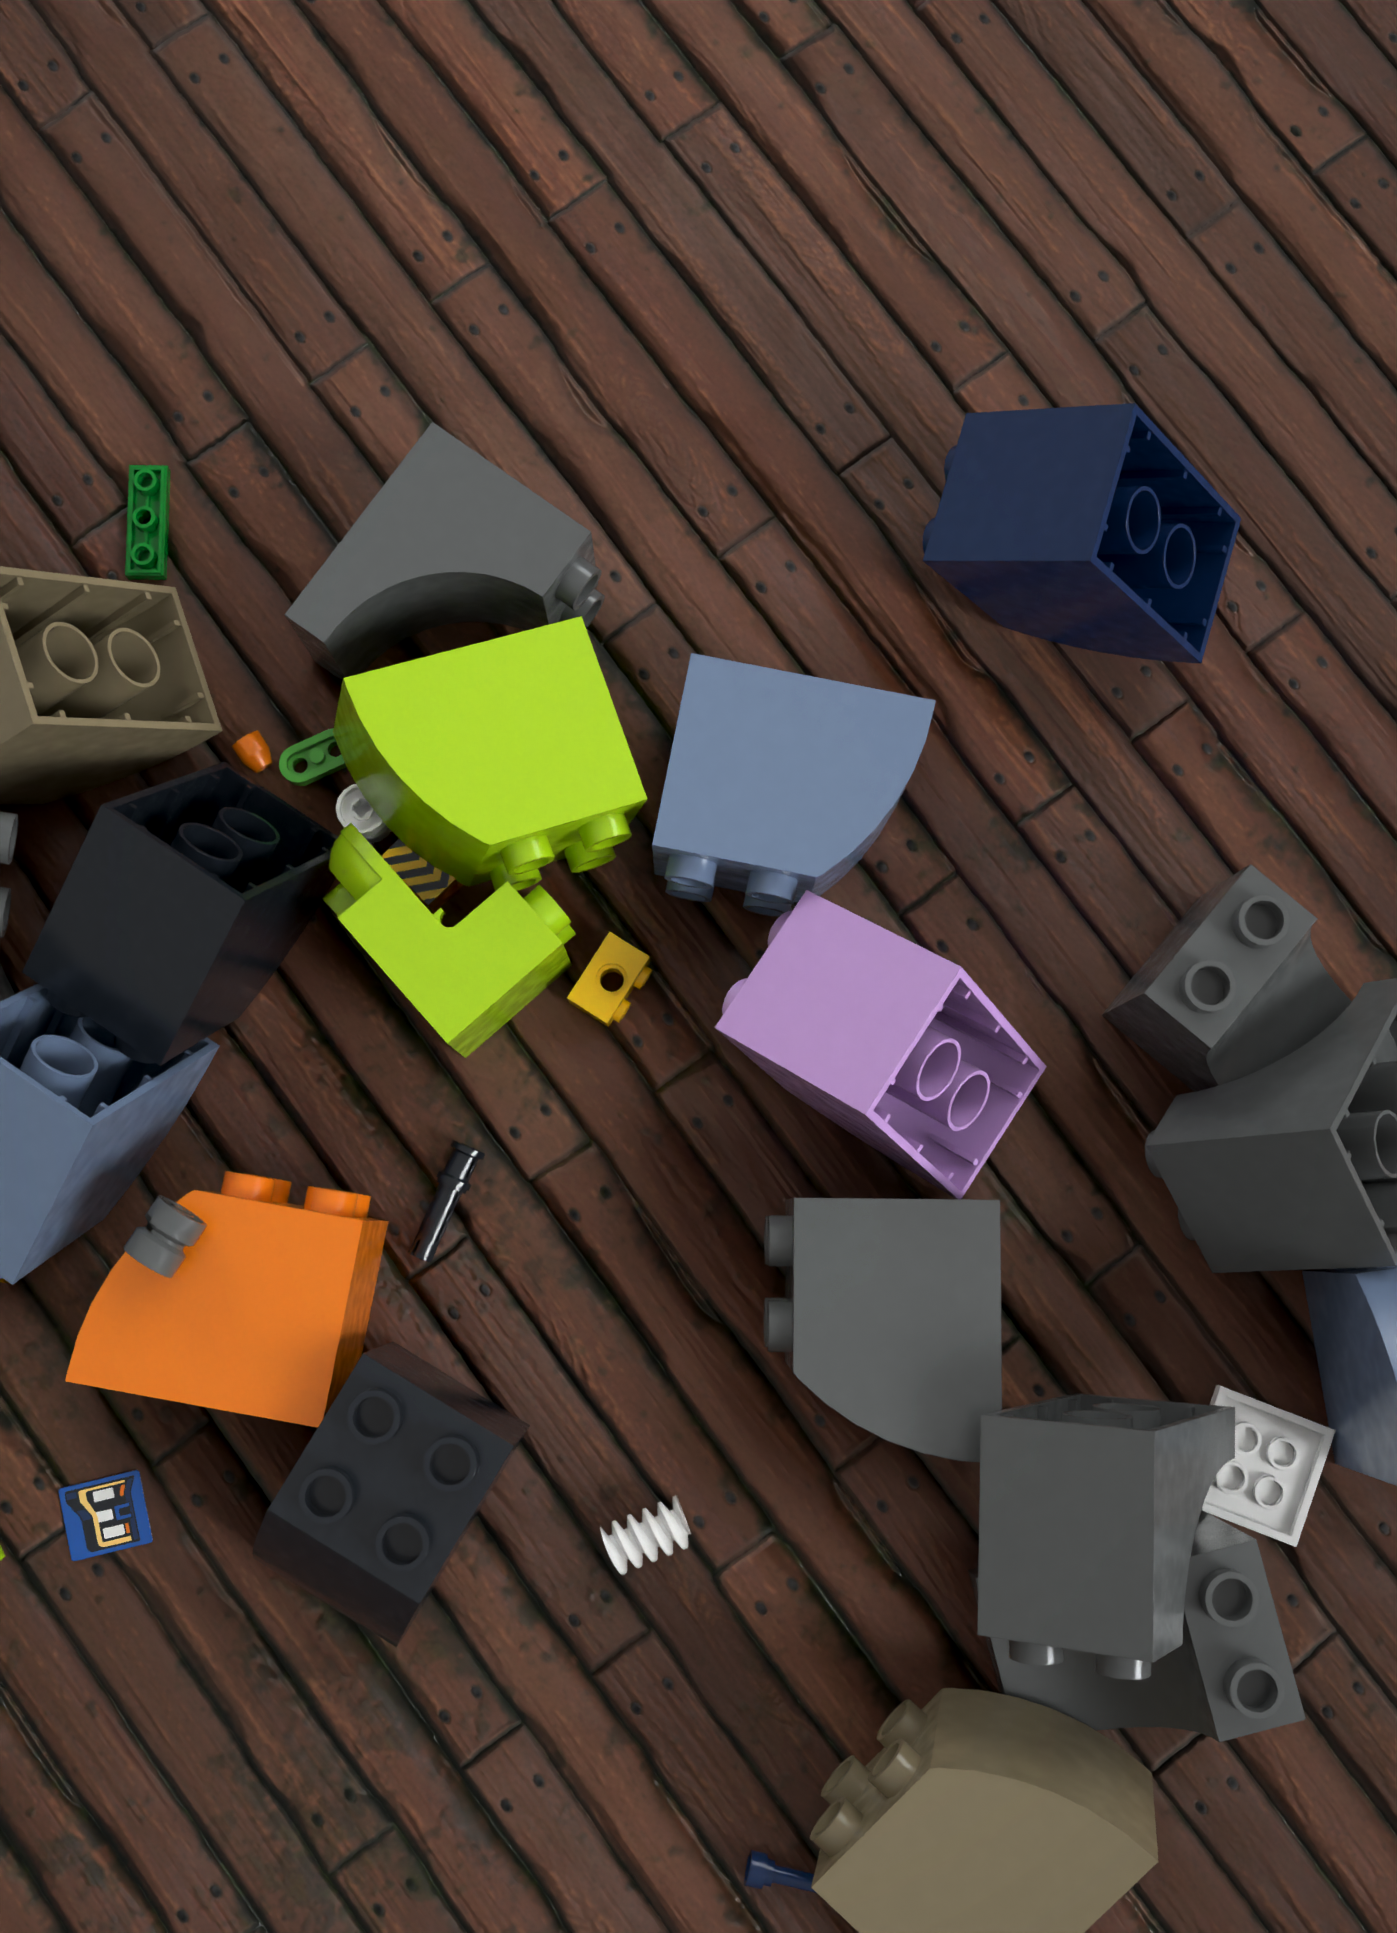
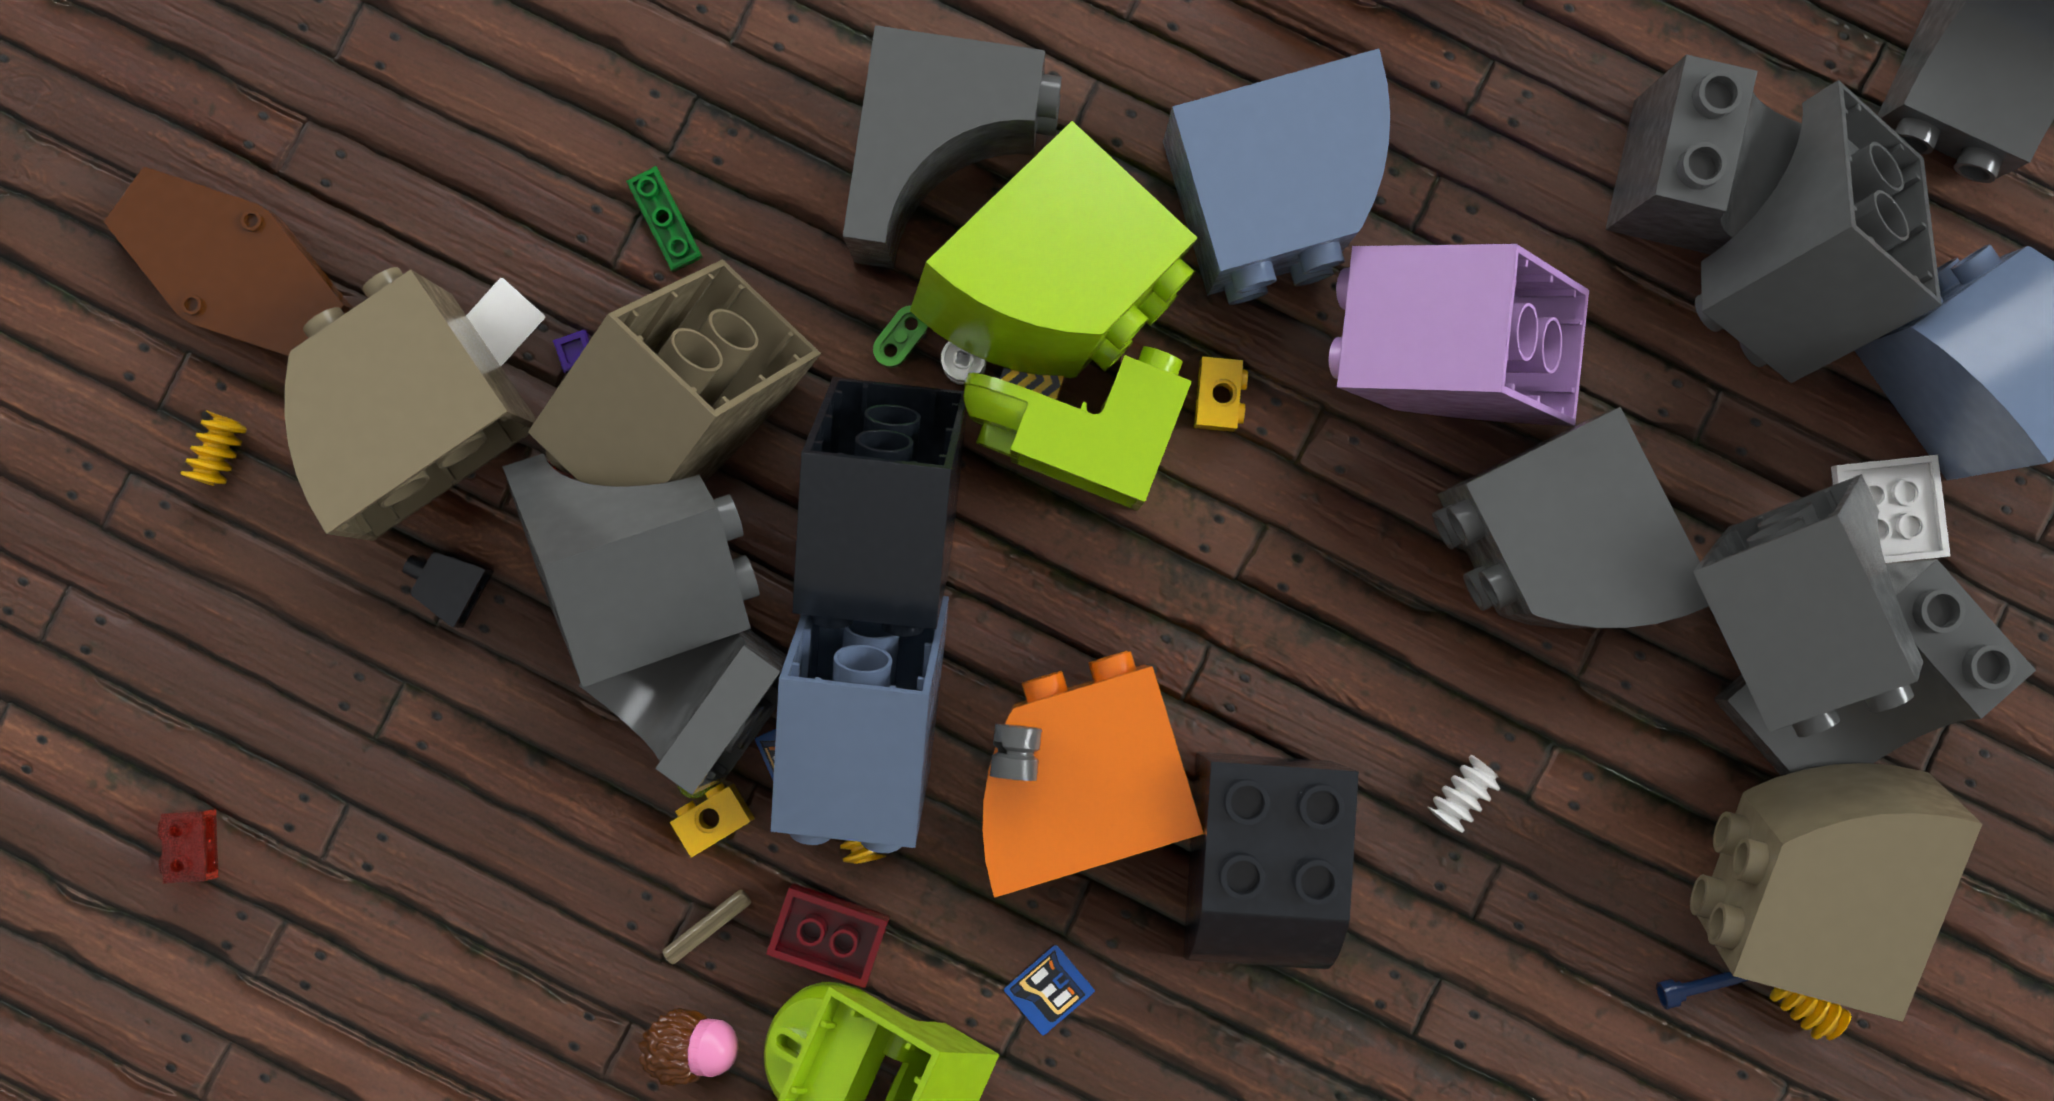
camera: 25 degrees left, 5 degrees up
(253, 751) = (848, 358): orange hose -> none
(452, 1183) = (1180, 610): black pin -> none

